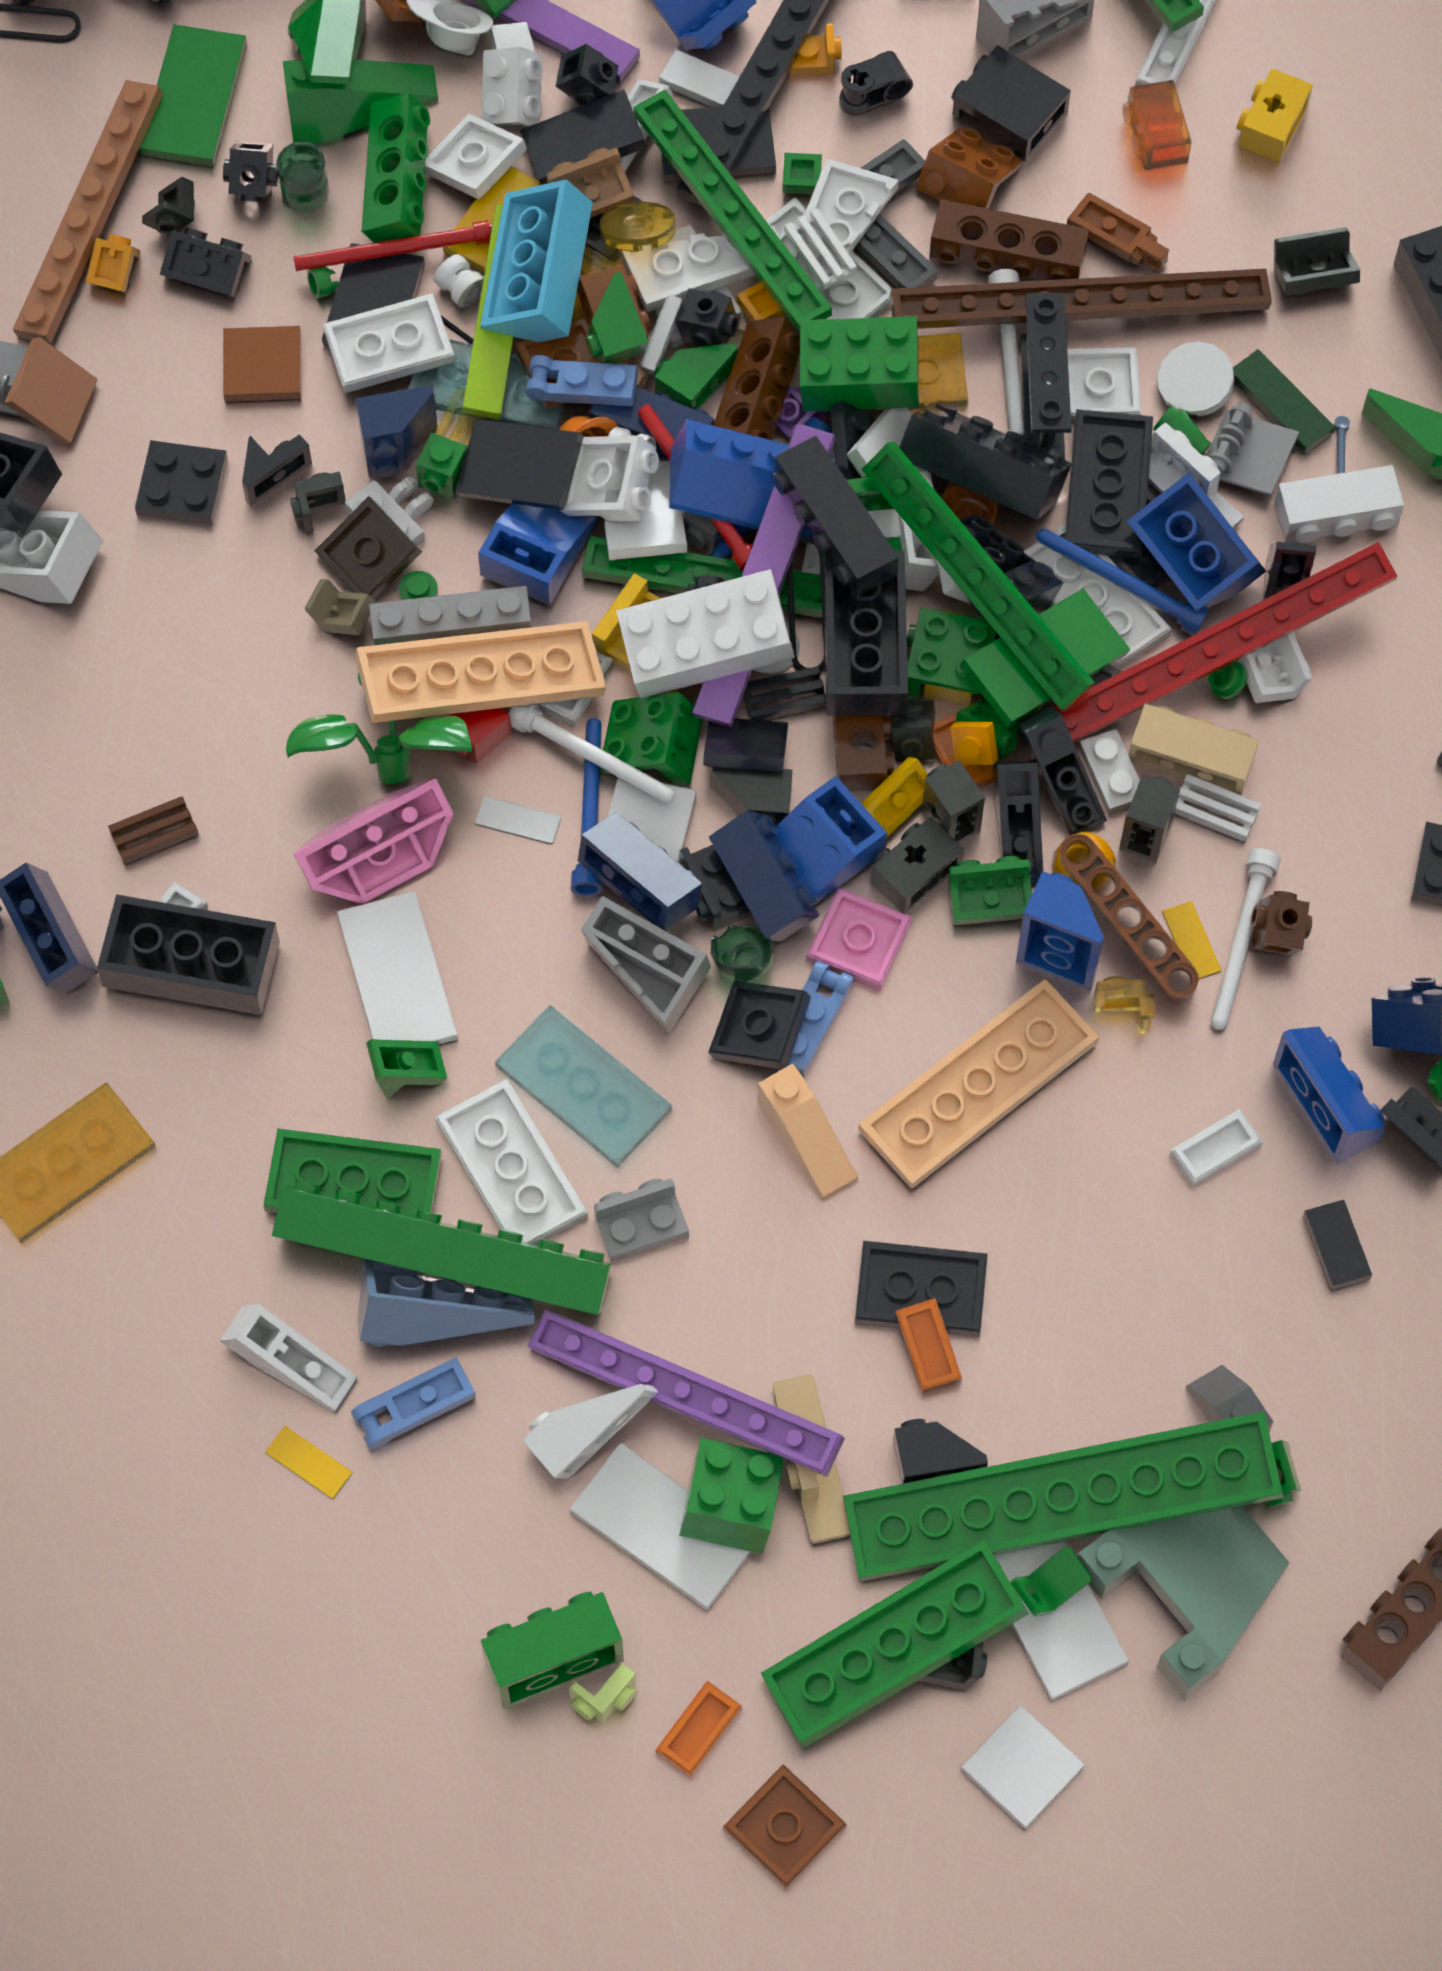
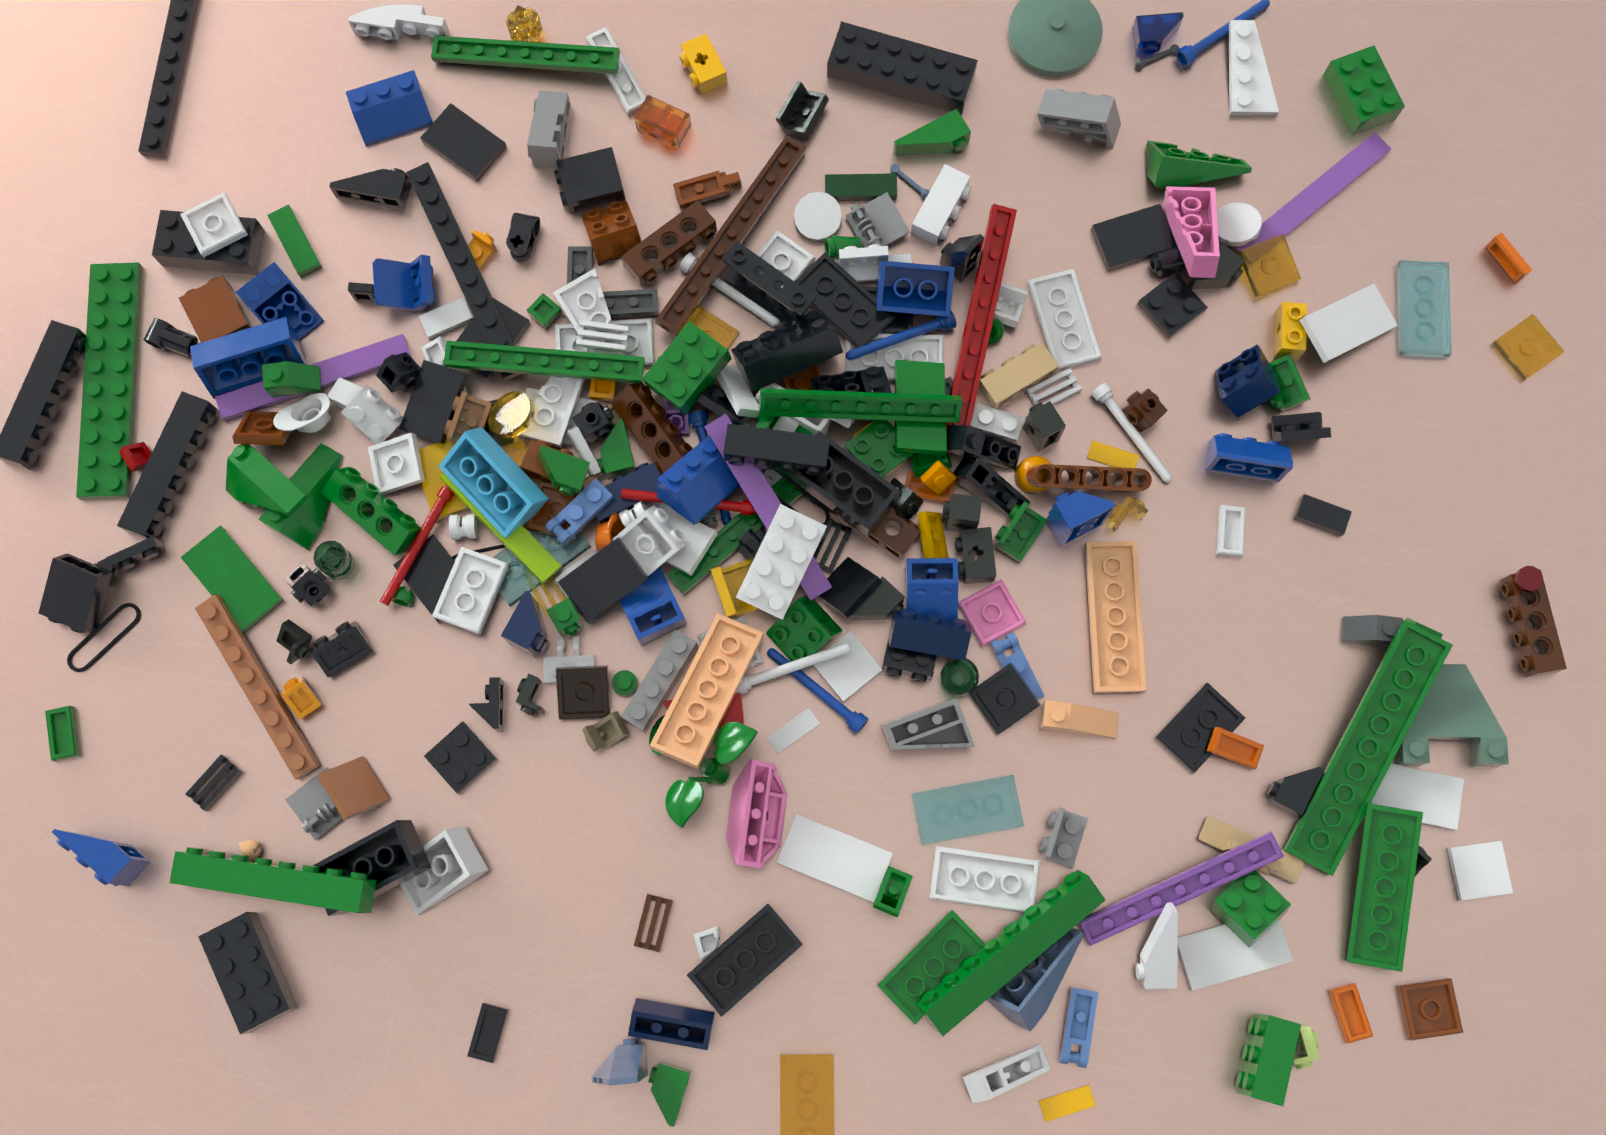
camera: 50 degrees left, 10 degrees up
(262, 363) = (425, 663): dark orange tile -> none
(639, 871) = (881, 695): brick -> none
(1053, 1582) = (1405, 786): green bracket -> none
(1320, 755) = (1064, 319): none -> white tile

